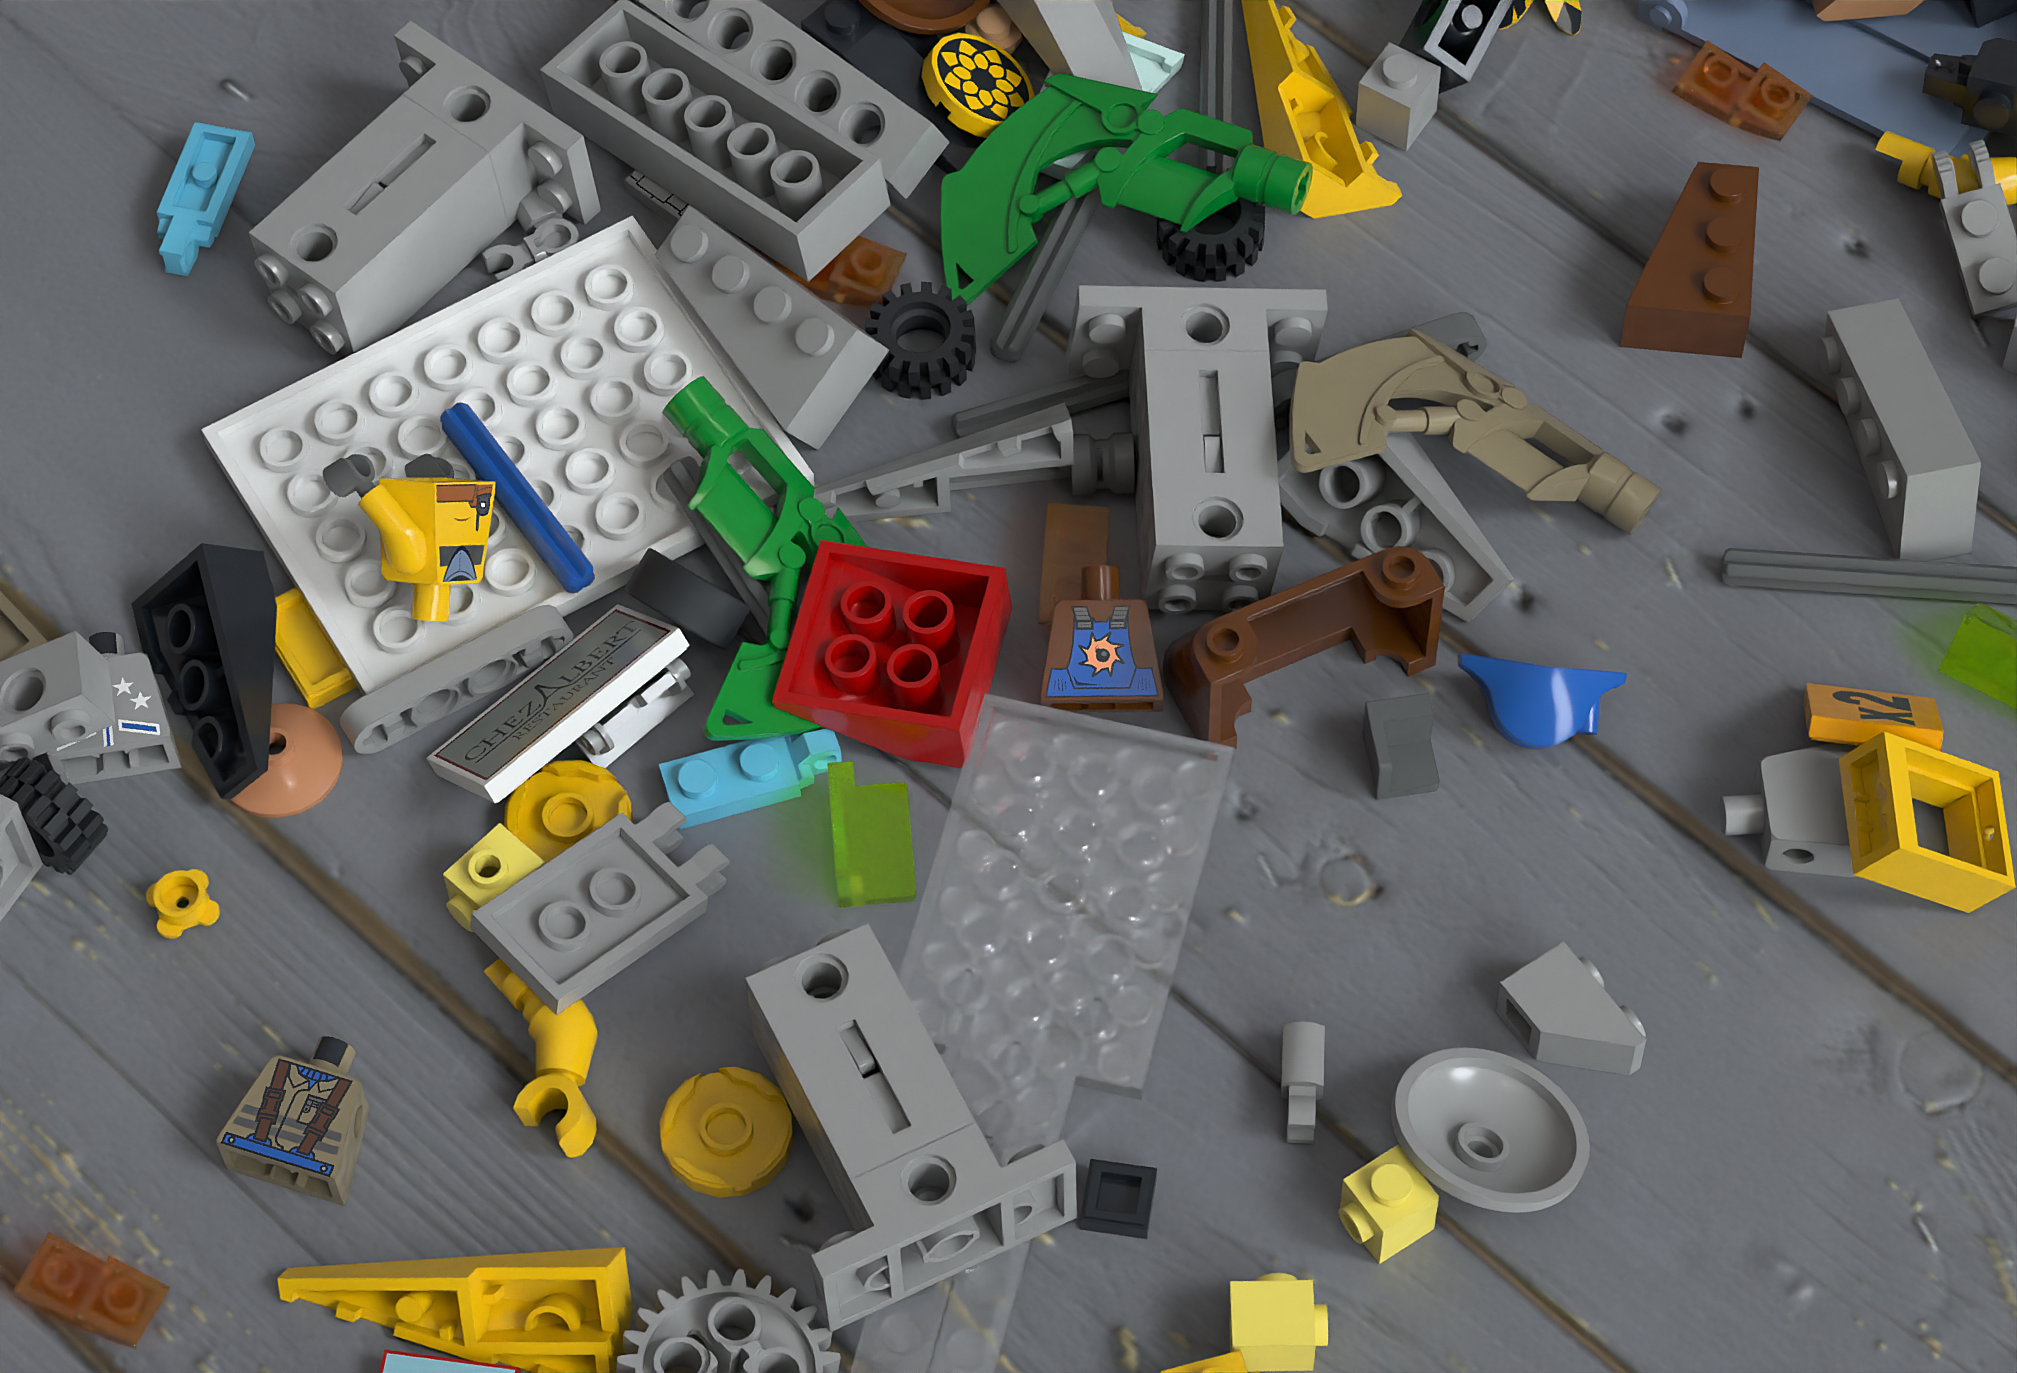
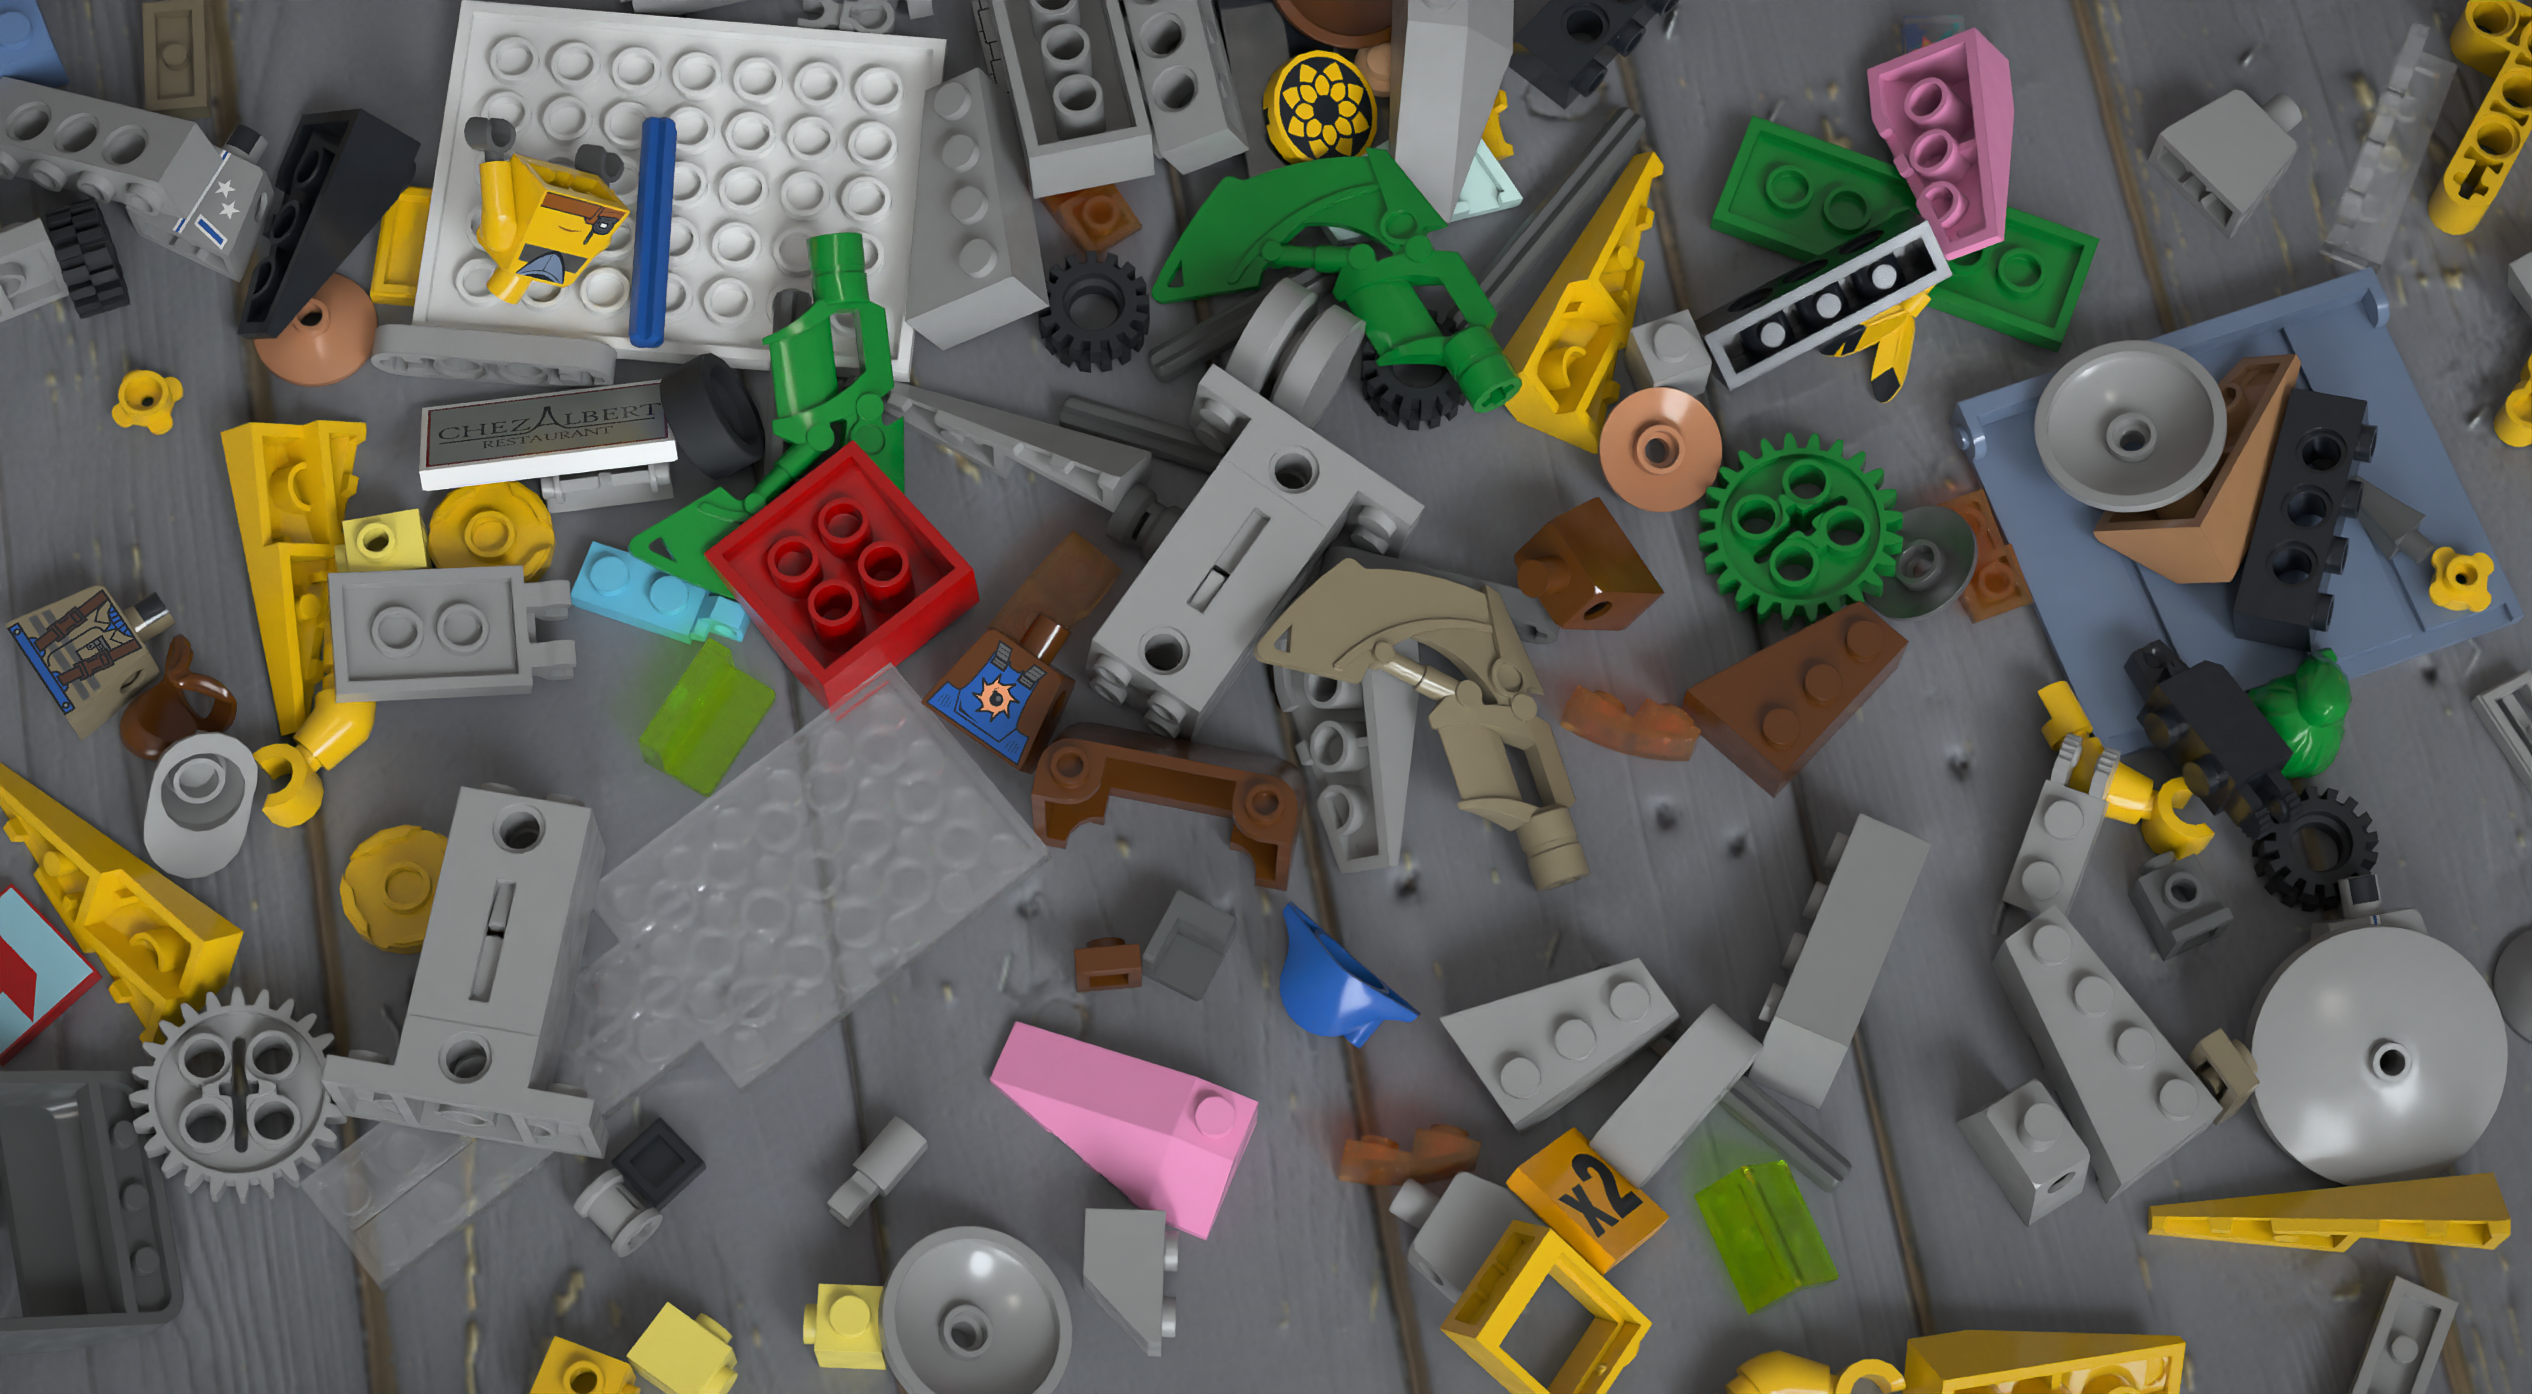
camera: 30 degrees right, 10 degrees up
(378, 904) = (290, 512): none -> yellow wedge
(409, 1144) = (163, 712): none -> reddish brown piece
(500, 1171) = (199, 804): none -> light grey piece
(1121, 260) = (1296, 354): none -> light grey wheel
(1121, 1253) = (618, 1213): none -> light grey bush
(1352, 802) = (1107, 965): none -> reddish brown plate
(1462, 147) = (1689, 442): none -> nougat dish
(1470, 902) = (1138, 1124): none -> bright pink wedge
(1471, 275) = (1586, 571): none -> reddish brown torso
(1549, 141) = (1765, 492): none -> green gear
(1620, 363) = (1653, 733): none -> clear orange slope
(1695, 103) = (1934, 541): none -> flat silver dish
(1721, 771) = (1434, 1157): none -> clear orange slope
(1747, 618) = (1561, 1037): none -> light grey wedge
(1871, 600) = (1676, 1096): none -> light grey beam

